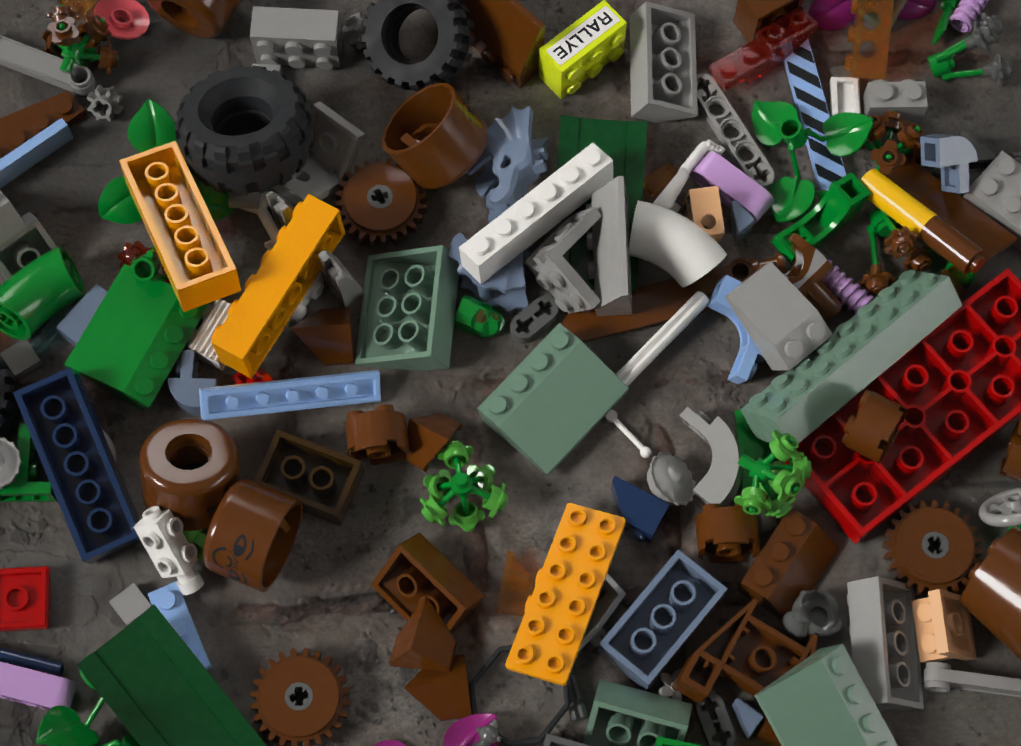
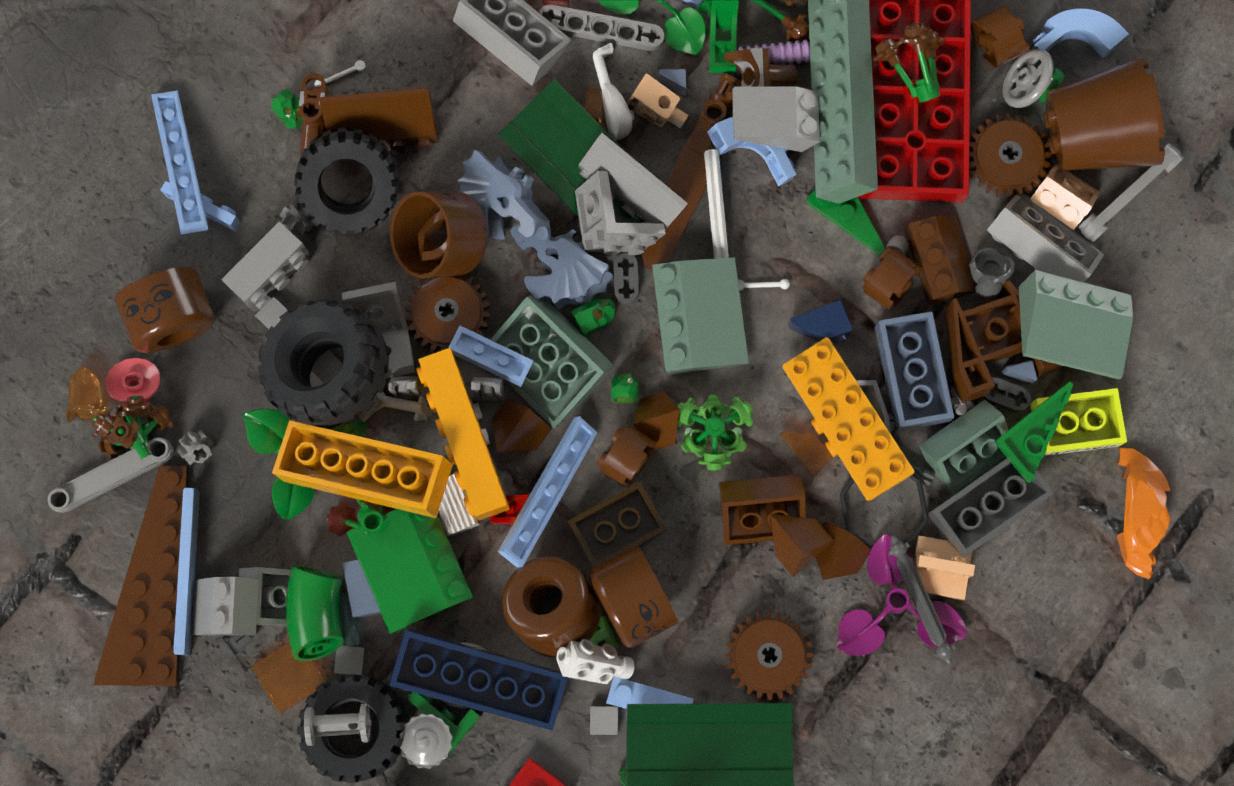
camera: 50 degrees left, 10 degrees up
(186, 385) = (481, 561): sand blue brick -> none
(368, 258) = (490, 356): none -> light blue plate
(436, 391) = (624, 389): none -> green rock
(536, 213) = (561, 212): white brick -> none
(582, 49) = (455, 75): neon yellow brick -> none
(670, 479) = (822, 284): light grey piece -> none
(673, 243) = (665, 138): white brick -> none
(724, 475) = (850, 248): light grey arch -> none
(732, 184) = (634, 63): lavender beam -> none
(782, 478) = (876, 217): bright green plant -> none
(874, 426) = (909, 121): reddish brown brick -> none
(961, 389) = (922, 40): none -> plant

